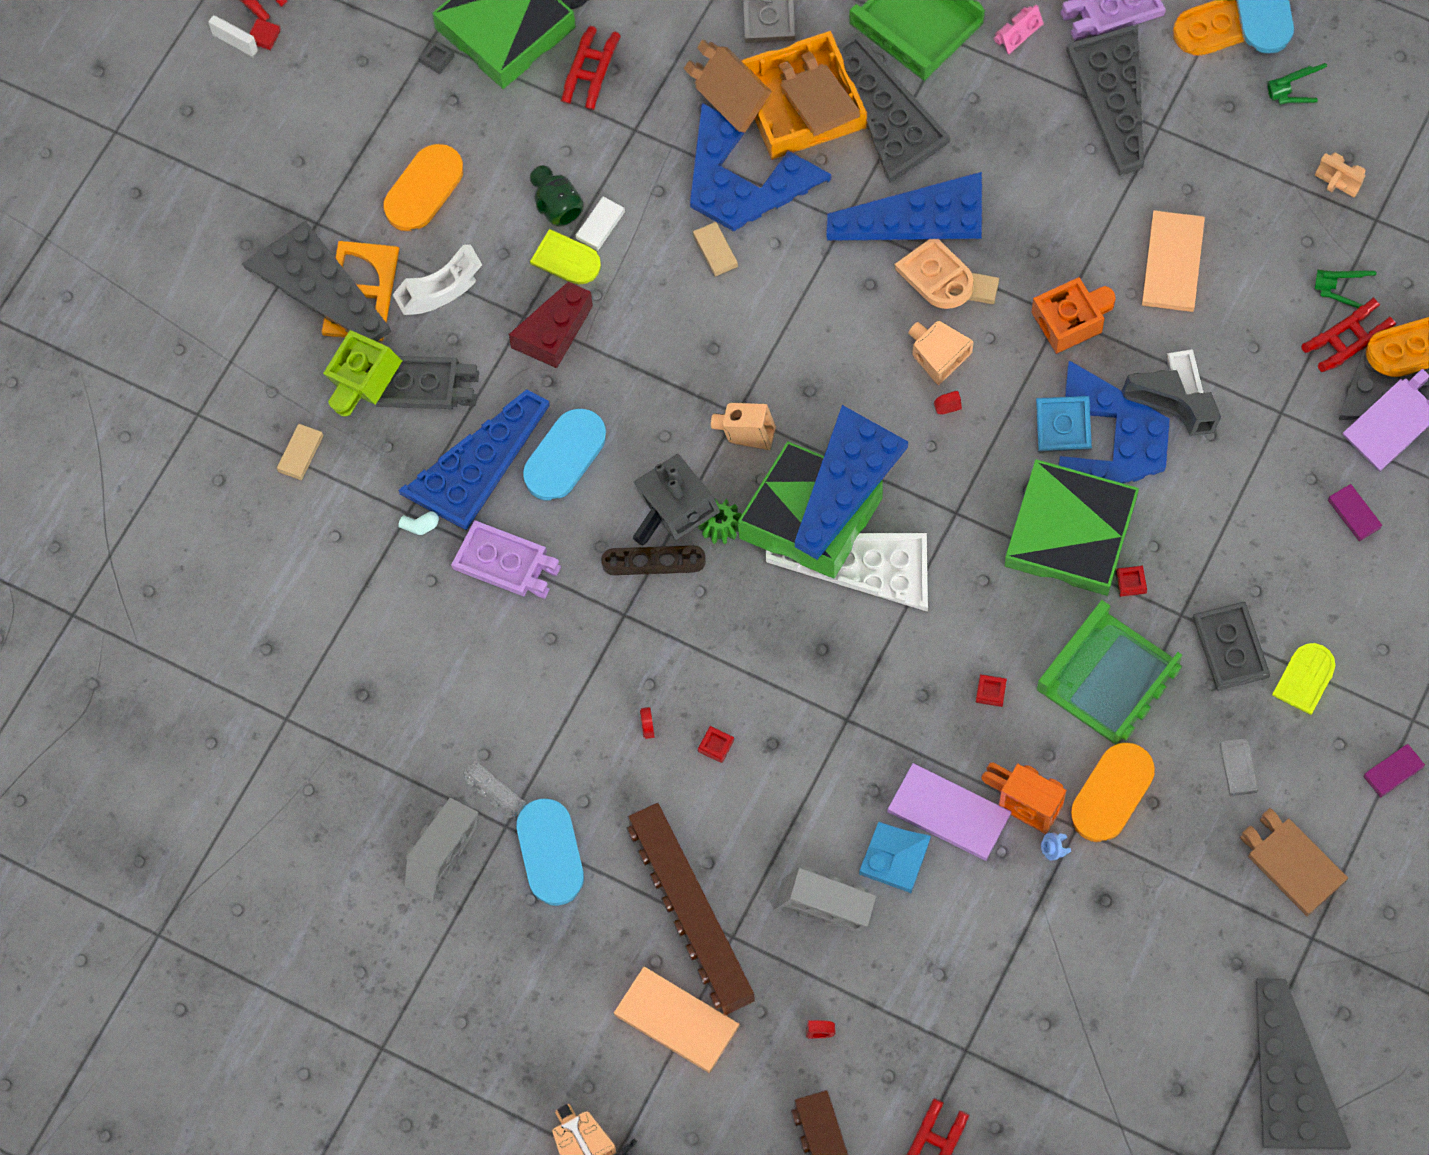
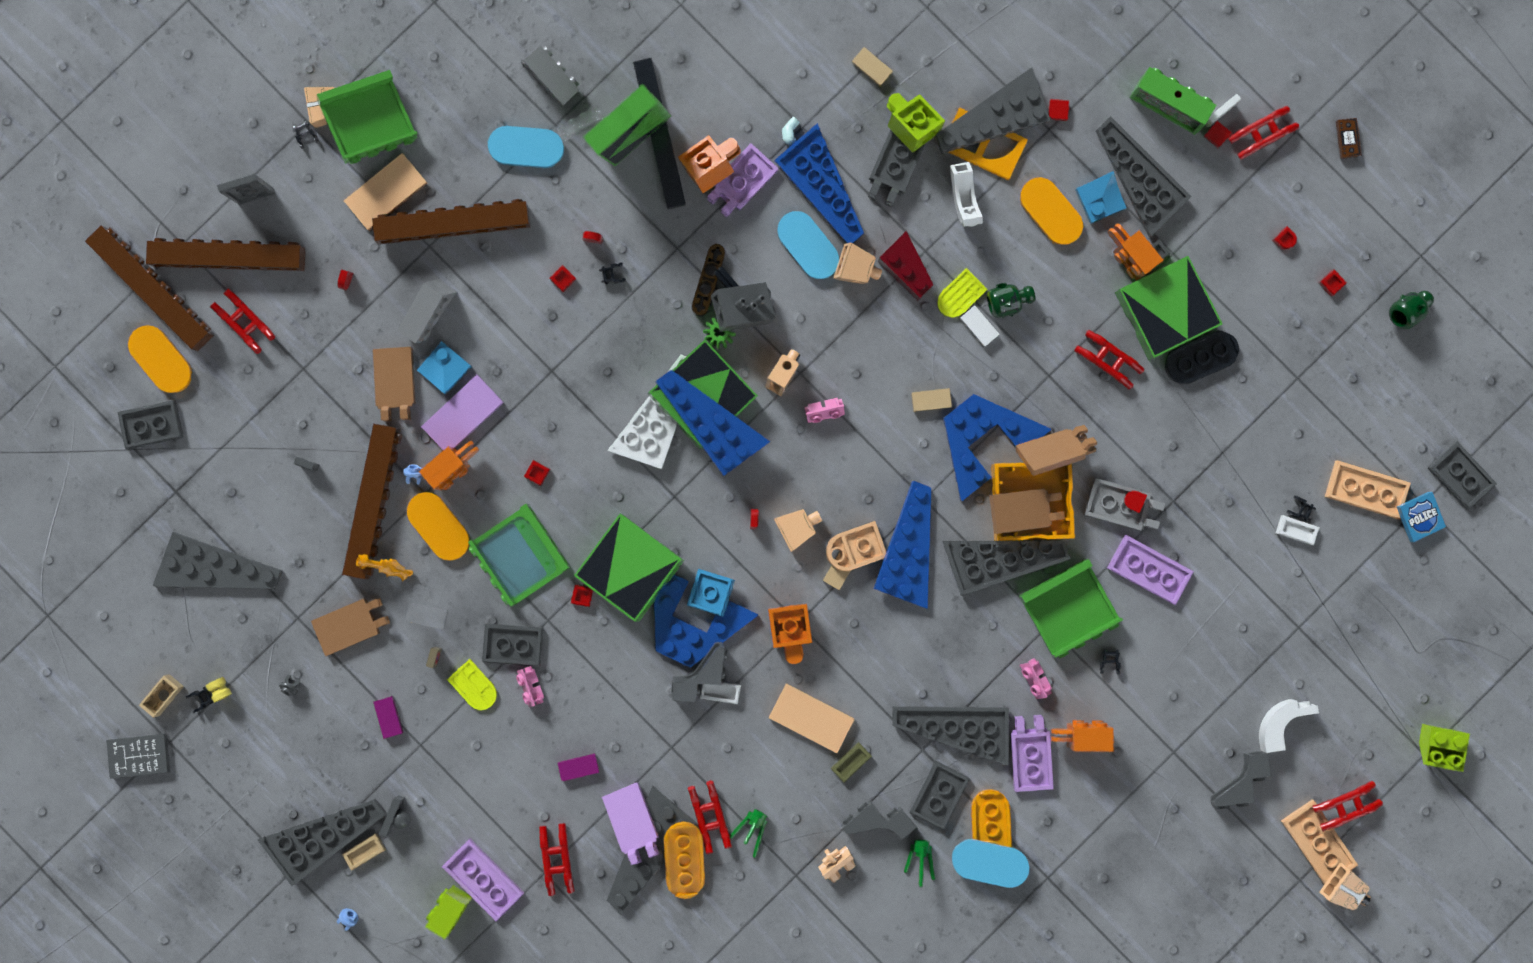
camera: 105 degrees right, 20 degrees up
(239, 87) = (1173, 100): none -> bright green brick
(287, 217) = (1058, 109): none -> red tile
(352, 90) = (1148, 185): none -> dark grey wing
(388, 137) = (1101, 198): none -> dark azure plate
(448, 71) = (1134, 252): none -> orange brick
(474, 685) = (661, 141): none -> black tile
(485, 699) = (627, 126): none -> bright green tile
(496, 599) = (708, 154): none -> orange brick
(573, 385) = (856, 265): none -> light nougat torso
(583, 1069) = (366, 117): none -> bright green panel
(677, 685) = (606, 280): none -> black piece
(769, 357) = (833, 409): none -> bright pink hinge
(938, 916) = (394, 381): none -> medium nougat tile
(1097, 992) = (306, 464): none -> dark grey tile
(1114, 886) = (372, 499): none -> reddish brown brick
(1193, 832) = (389, 567): none -> light orange piece
(1206, 91) = (939, 795): none -> dark grey tile
(1208, 199) = (851, 762): none -> olive tile
(1268, 154) = (870, 818): none -> dark grey arch
(1286, 598) = (531, 694): none -> bright pink hinge
(1289, 735) = (433, 657): none -> dark tan tile
(1411, 912) = (288, 688): none -> dark grey plate

